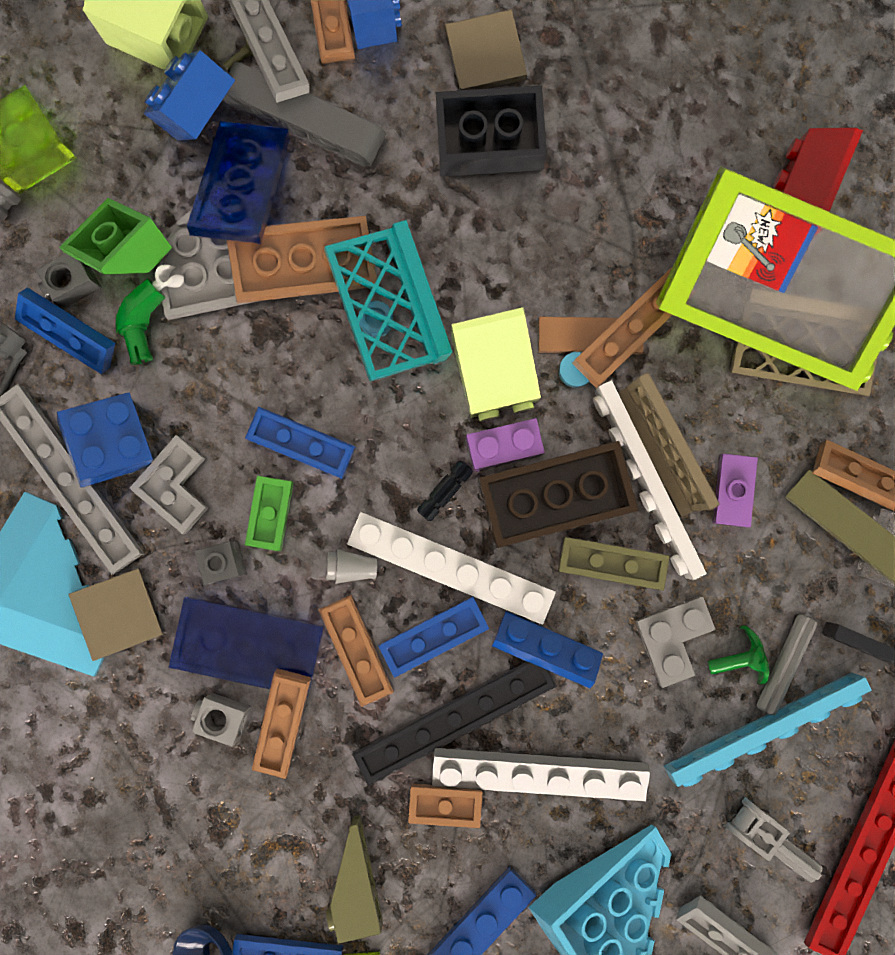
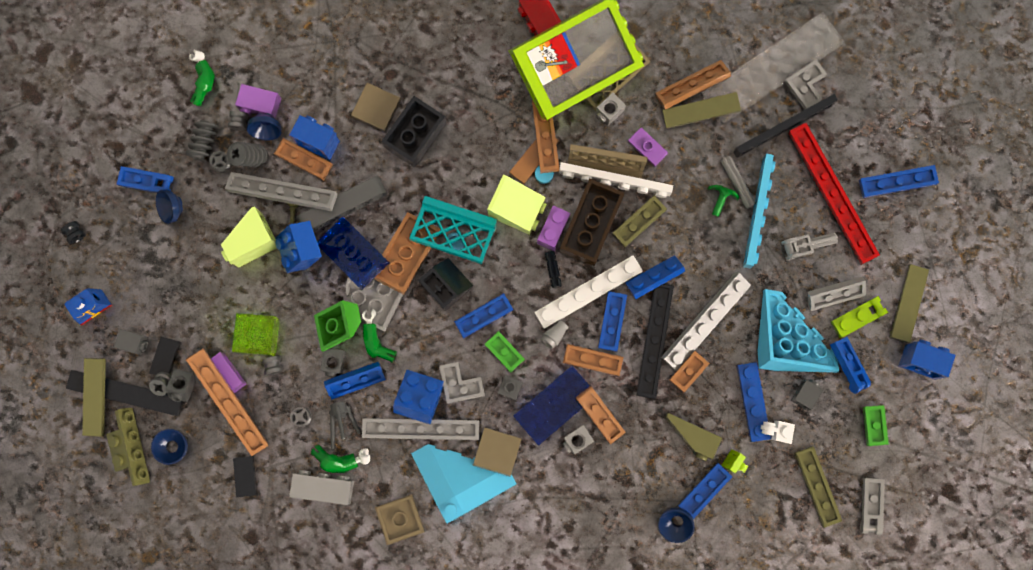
camera: 50 degrees left, 5 degrees down
(300, 350) = (445, 283): none -> black slope
(664, 638) = (687, 223): light grey plate -> none
(763, 387) = (613, 102): none -> light grey brick

